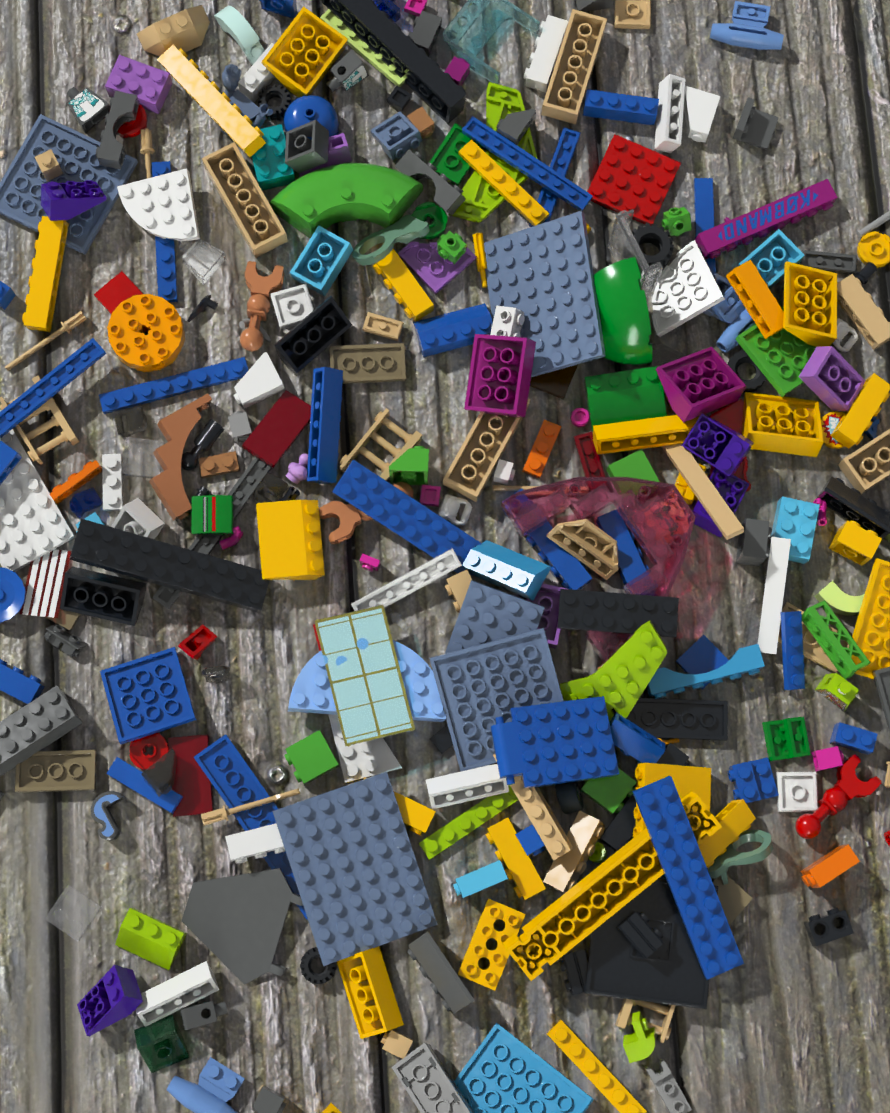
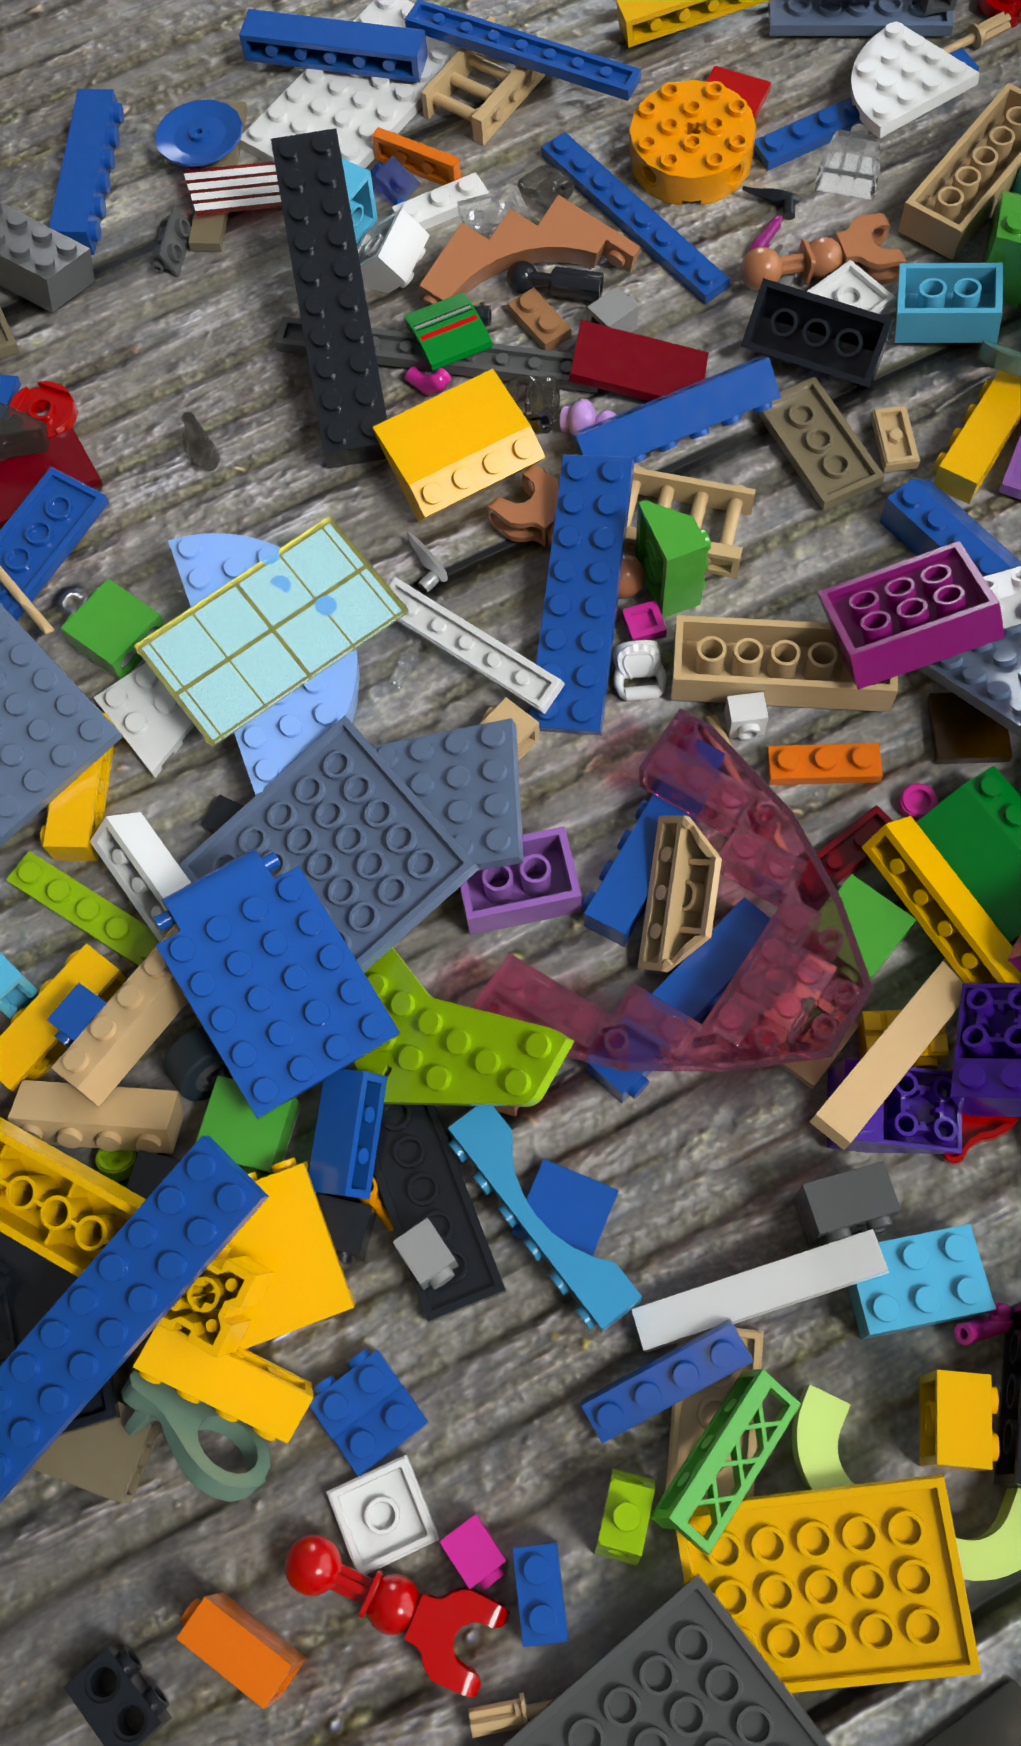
camera: 75 degrees right, 10 degrees down
(66, 326) = (645, 56): tan piece -> none
(102, 596) = (255, 255): black slope -> none
(147, 695) = (125, 371): blue plate -> none
(197, 642) = (232, 395): red slope -> none
(228, 330) = (767, 234): none -> magenta piece
(258, 383) = (698, 310): white slope -> none
(345, 583) = (431, 564): none -> light grey bar
(369, 563) = (480, 580): dark pink plate -> none
(506, 569) = (569, 781): dark azure slope -> none
(616, 612) = (570, 989): black plate -> none
(702, 727) = (426, 1255): none -> light grey brick
(786, 738) = (482, 1448): green slope -> none

